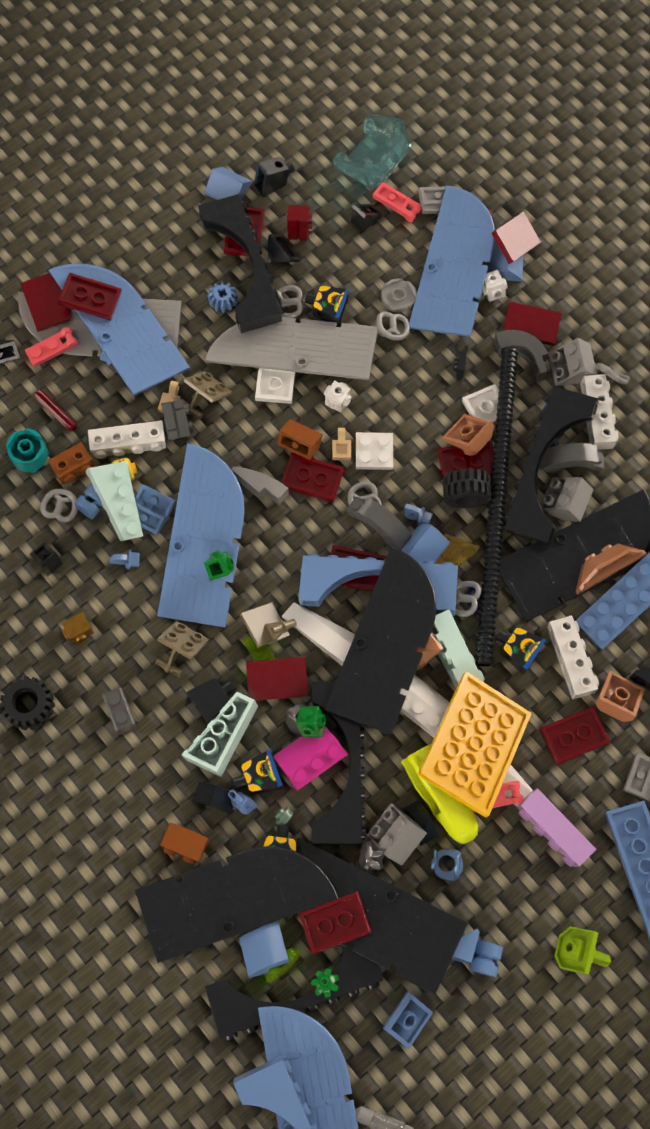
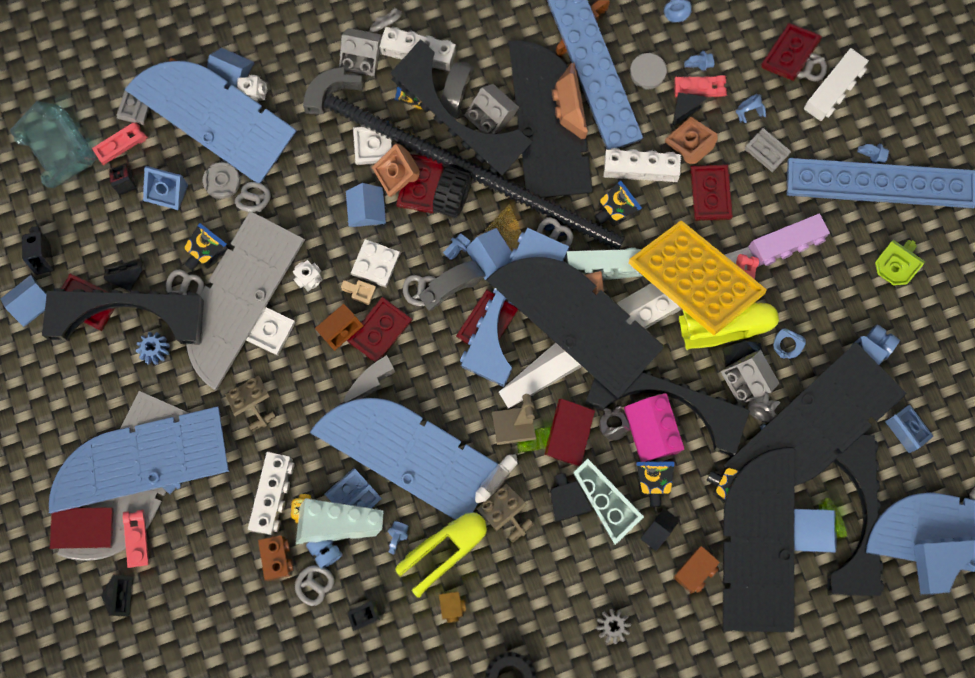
camera: 65 degrees left, 5 degrees up
(27, 450) = (233, 596): teal brick -> none
(55, 410) = (208, 557): dark red axle -> none
(89, 296) = (99, 479): dark red tile -> none
(110, 787) = (619, 623): none -> light grey gear
(119, 711) = (549, 590): dark grey brick -> none
(145, 613) = (464, 533): none -> neon yellow piece
(171, 395) = (244, 439): tan plate -> none
(176, 420) = (271, 438): dark grey brick -> none
(209, 627) = (496, 478): none -> piece
(219, 565) = (445, 445): green brick -> none
(242, 802) = (674, 505): medium blue piece -> none
(283, 816) = (699, 472): sand green plate -> none
(299, 222) = (104, 244): dark red brick -> none
(311, 721) = (625, 414): green brick -> none
(330, 984) = (859, 488): green plant -> none
(335, 923) = (814, 458): dark red tile -> none
(370, 251) = (163, 188): none -> medium blue slope
(425, 423) = (365, 205): none -> medium blue slope
(459, 365) = (319, 151): black plate -> none
(516, 237) = (211, 48): tile -> none
(533, 320) = (301, 70): dark red tile -> none

